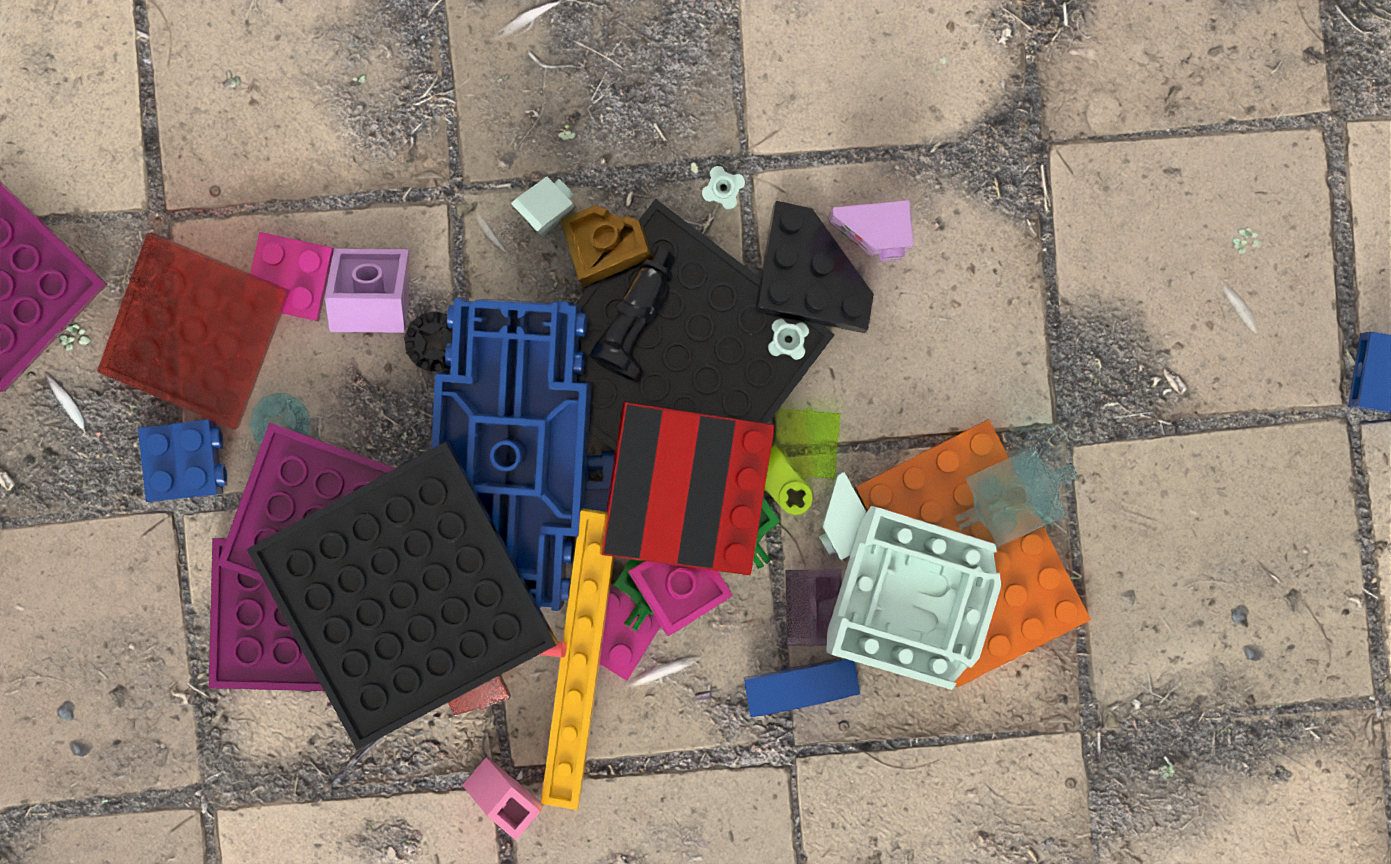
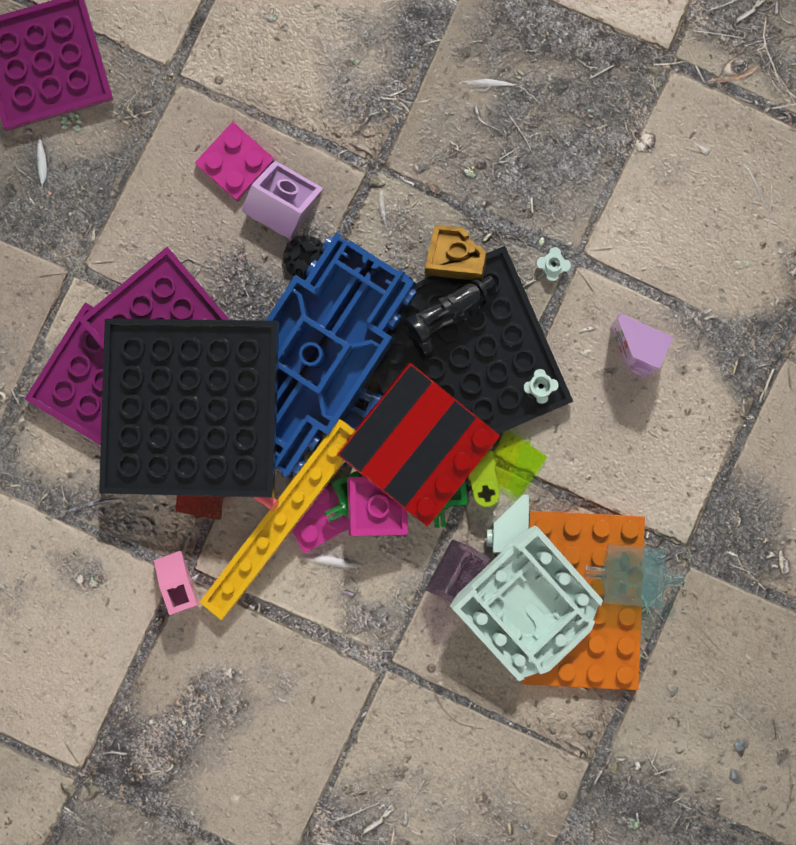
camera: 30 degrees right, 5 degrees down
(182, 460) = (95, 240): blue plate -> none
(193, 330) = (152, 160): clear red plate -> none
(273, 405) = (177, 239): clear light blue gear -> none
(545, 205) = (429, 208): light aqua slope -> none
(801, 686) = (418, 623): blue slope -> none
(809, 273) = (579, 352): black plate -> none

